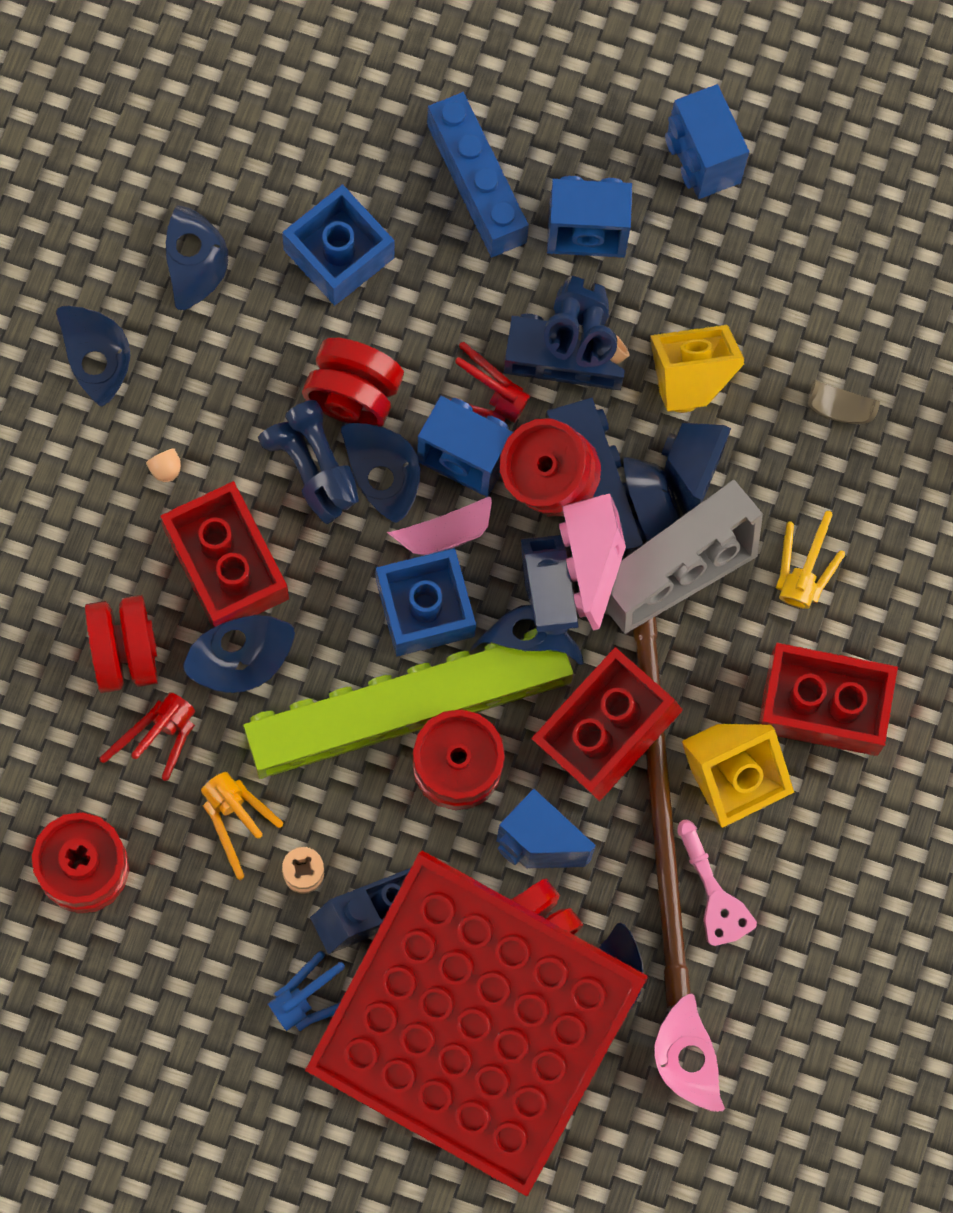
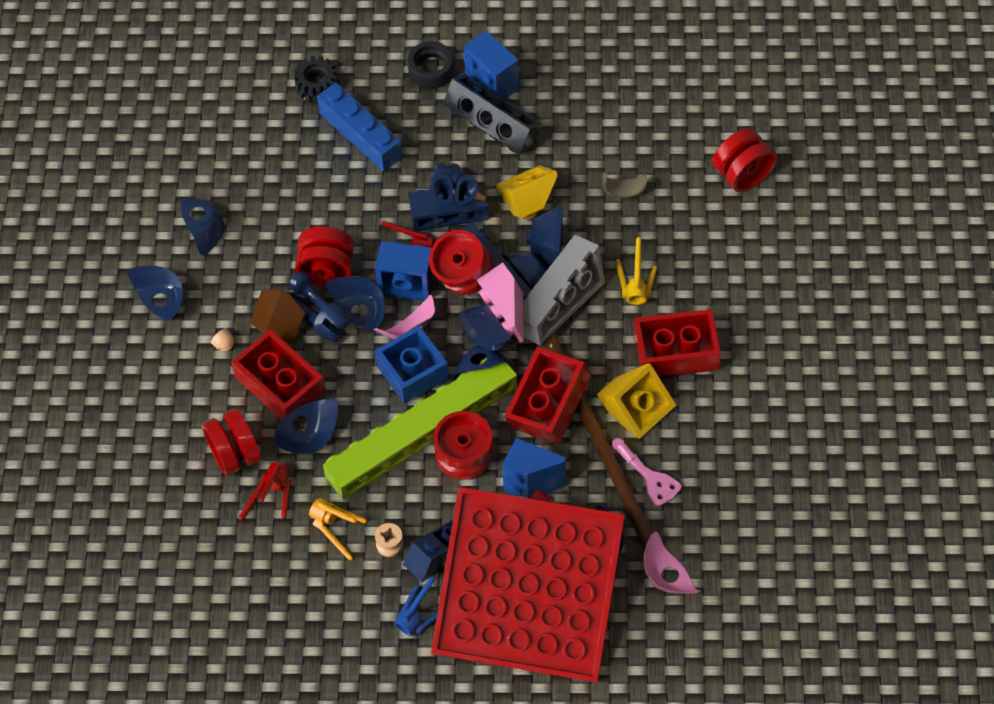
camera: 10 degrees left, 15 degrees down
(77, 838) = (247, 576): red wheel -> none
(255, 456) = (279, 313): none -> reddish brown slope
(338, 244) = (289, 187): blue brick -> none
(433, 48) = (313, 68): none -> black tyre
(589, 217) = (435, 127): blue brick -> none
(621, 73) = (427, 50): none -> black tyre
(684, 220) = (466, 90): none -> black brick

